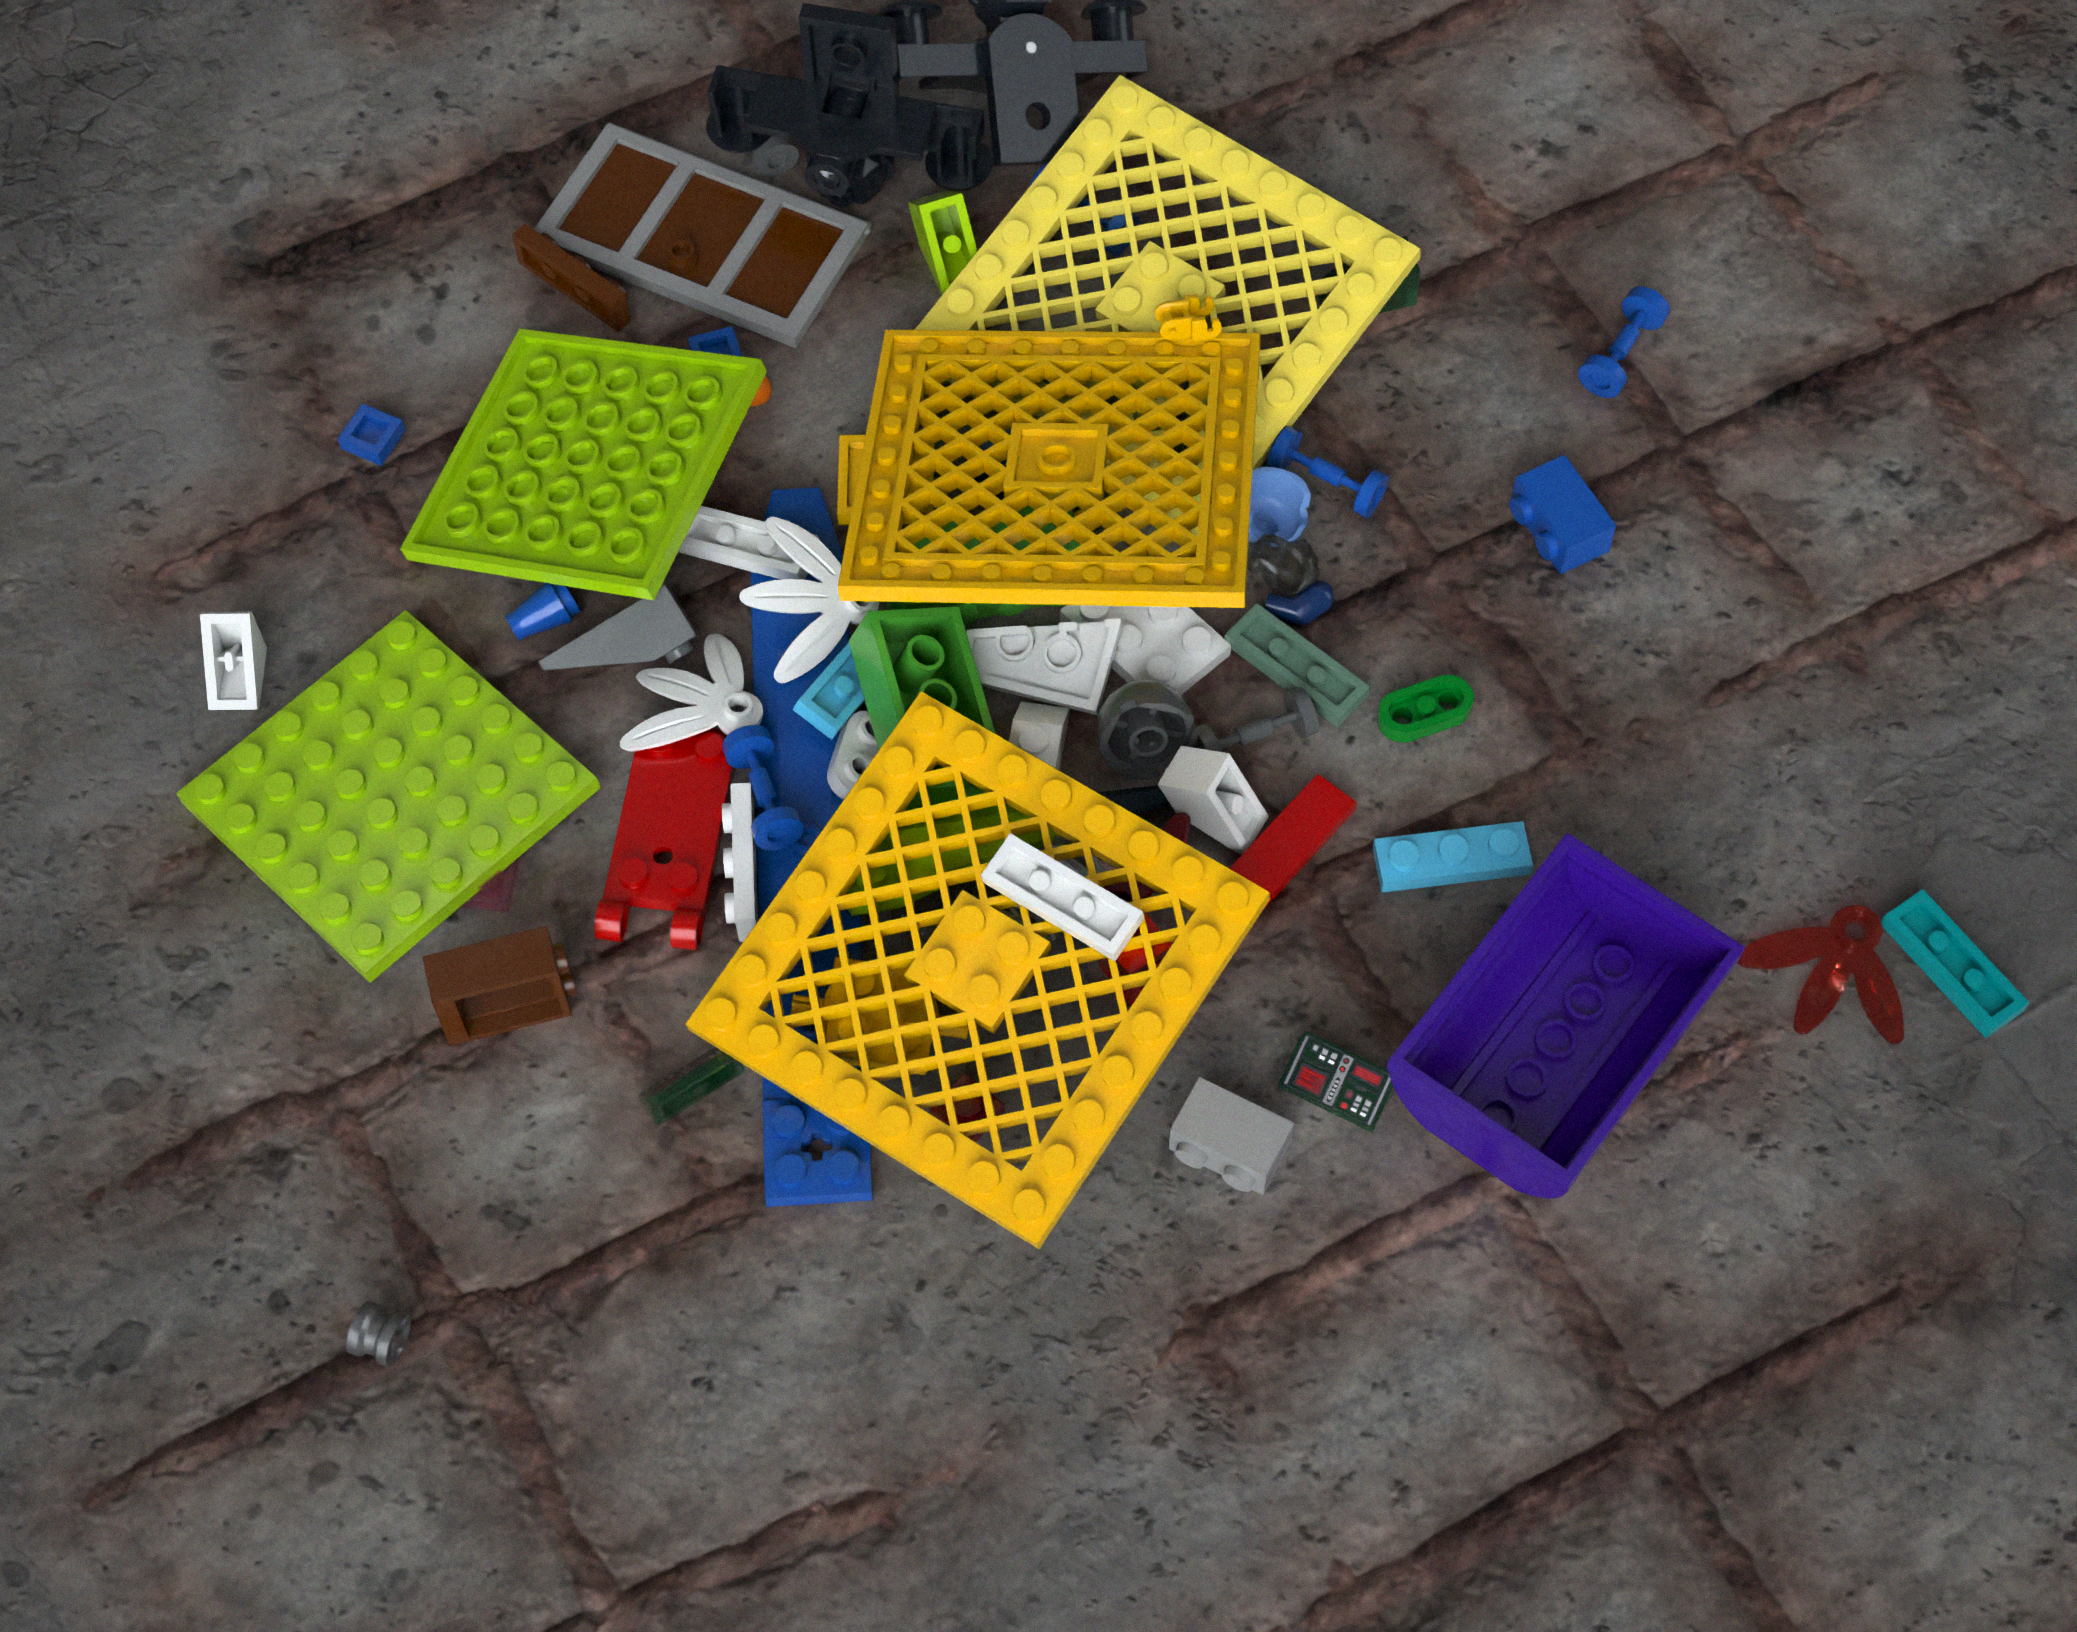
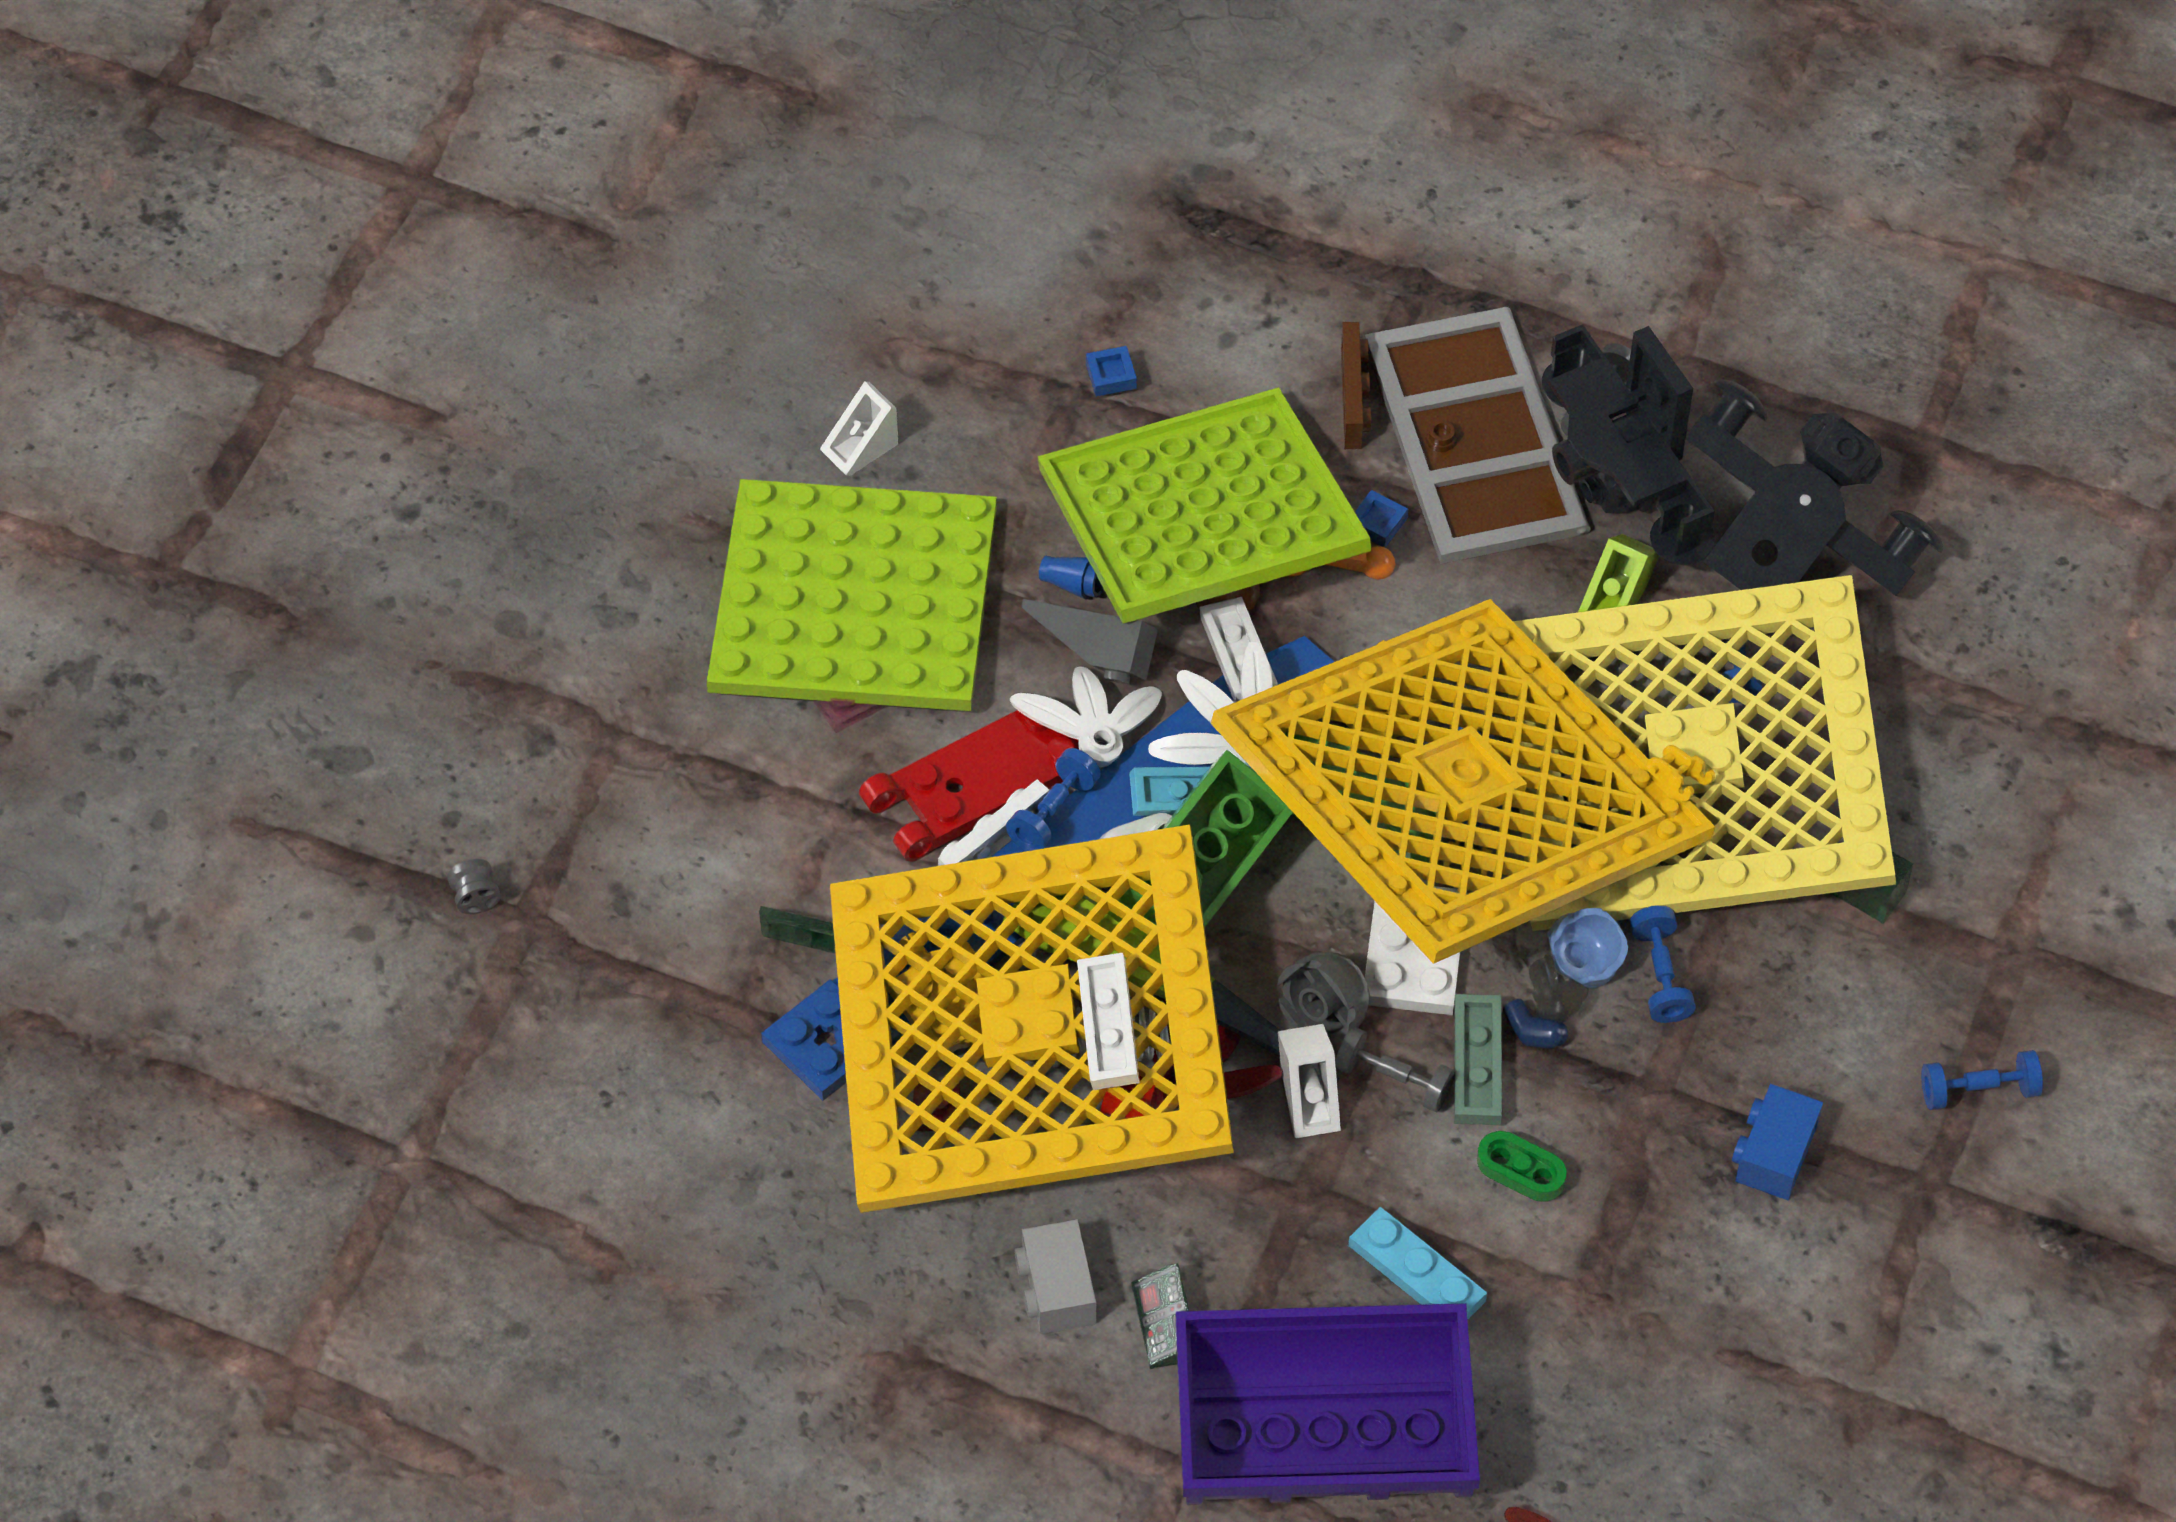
camera: 50 degrees right, 5 degrees down
(499, 985) = (764, 761): reddish brown window -> none
(1041, 731) = (1251, 943): white slope -> none
(1048, 663) = (1321, 898): white wing -> none
(1295, 836) = (1329, 1157): red tile -> none

